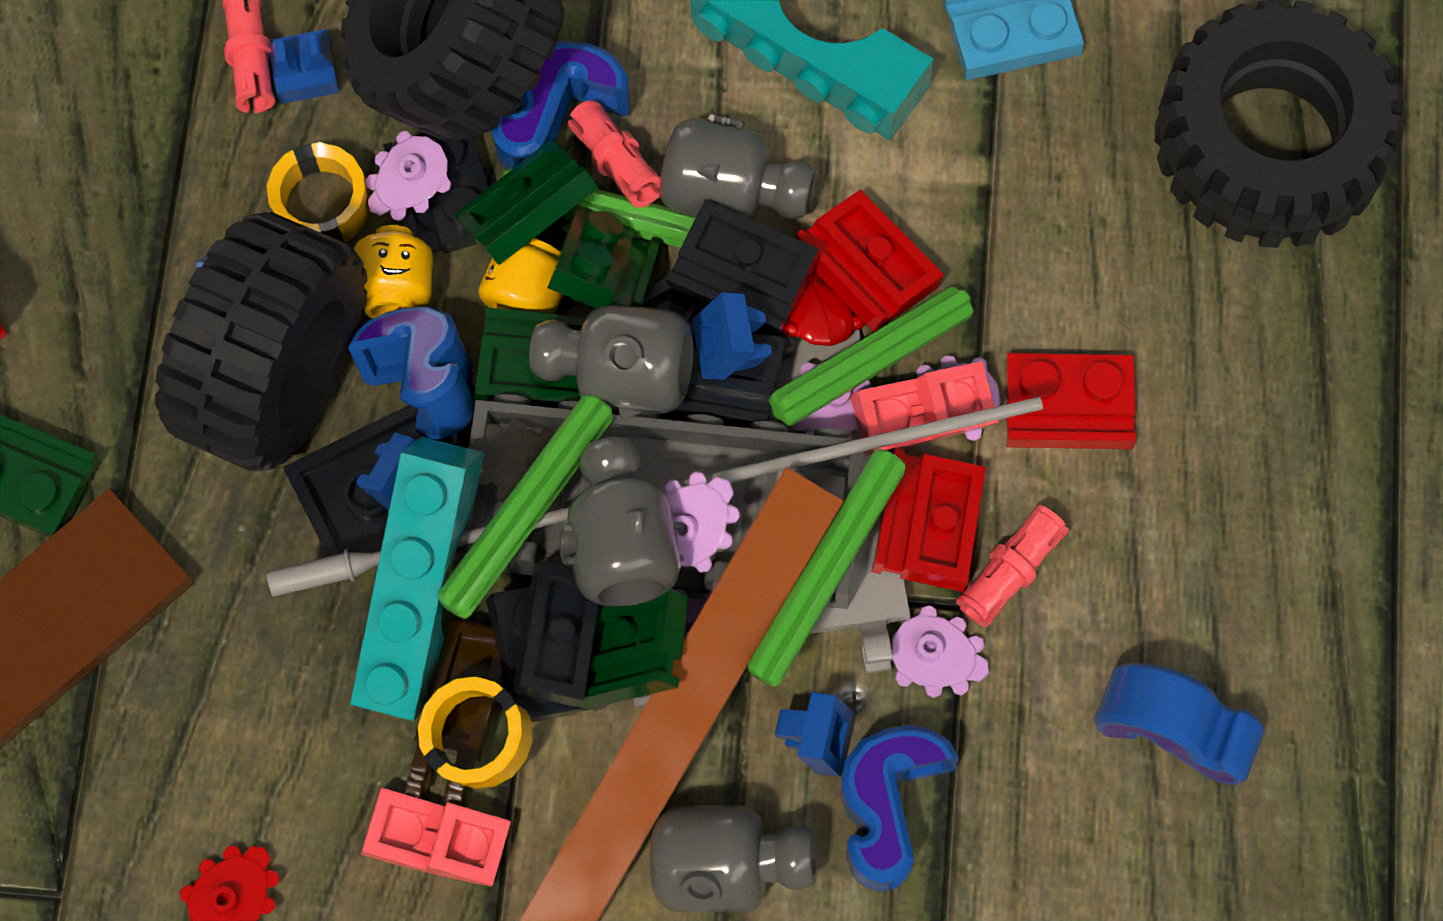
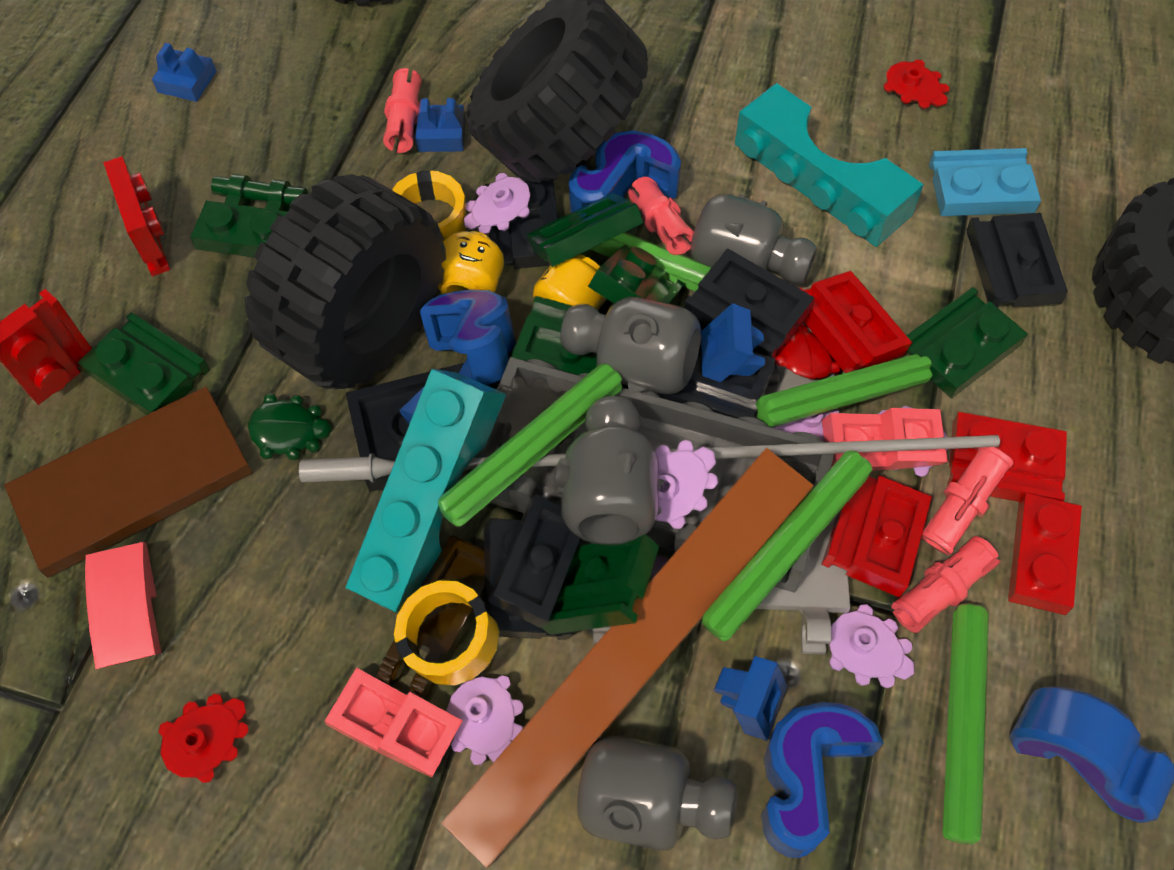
camera: 10 degrees right, 10 degrees down
(91, 263) = (234, 225): none -> dark green plate
(94, 769) = (121, 605): none -> coral slope
(220, 519) = (287, 427): none -> dark green piece
(535, 813) = (485, 716): none -> lavender piece
(1006, 505) = (966, 499): none -> coral pin
(1007, 256) = (965, 341): none -> dark green plate
(1048, 714) = (966, 726): none -> bright green axle
(1059, 135) = (1016, 260): none -> black plate
(1120, 507) = (1045, 554): none -> red plate

